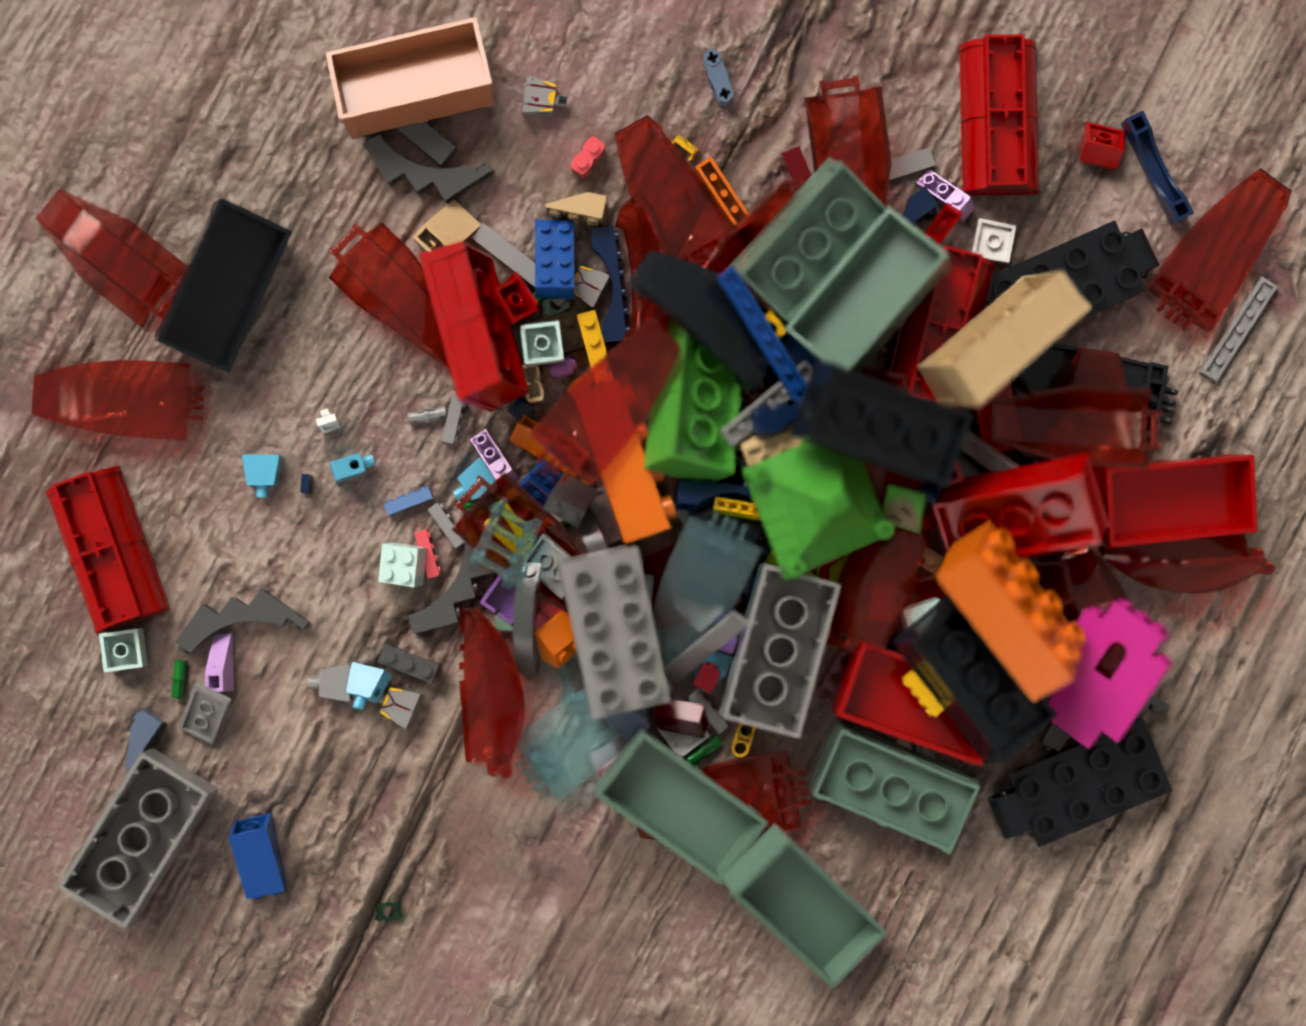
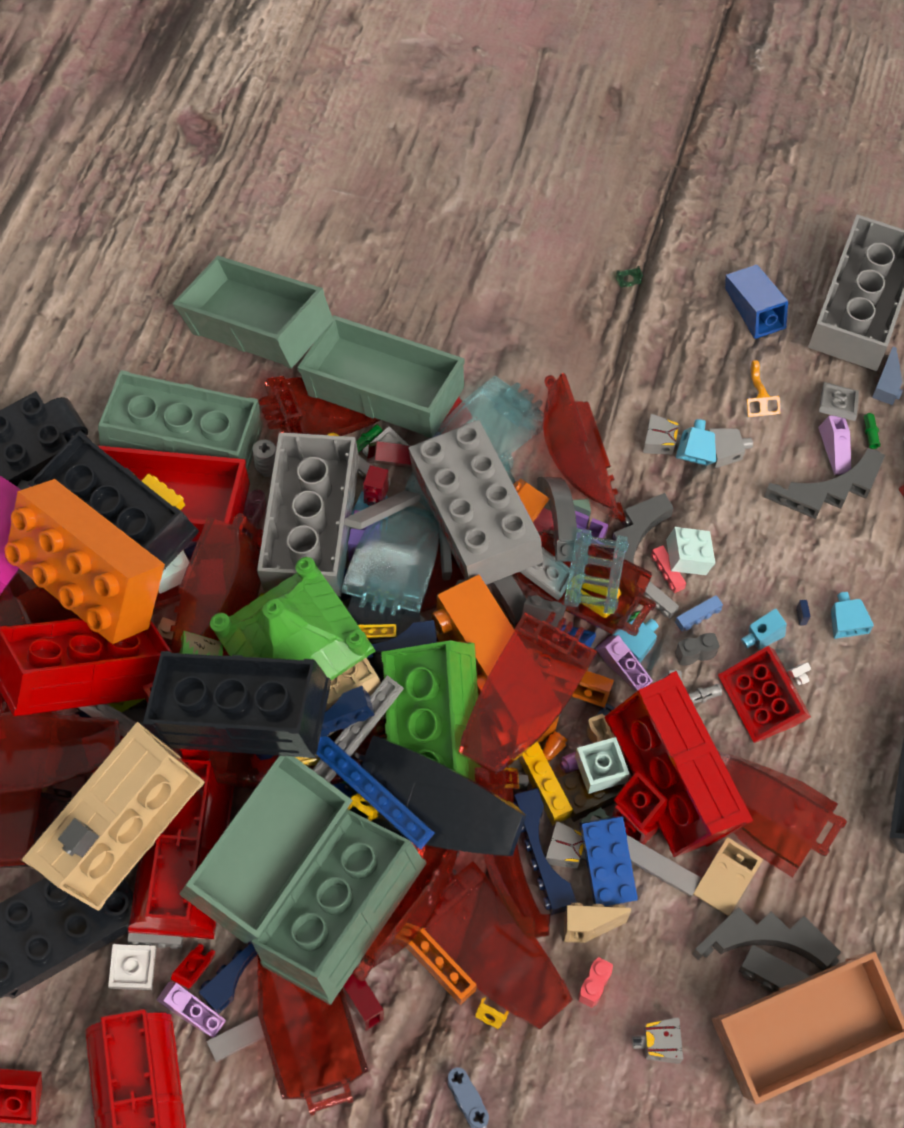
camera: 170 degrees right, 25 degrees down
(283, 734) = (762, 396): none -> light orange piece
(366, 404) = (764, 695): none -> red slope
(409, 663) = (662, 471): dark grey brick -> none
(425, 460) = (694, 649): none -> dark grey brick
(815, 745) = (264, 457): none -> light grey piece
(1041, 305) = (78, 838): none -> dark grey brick

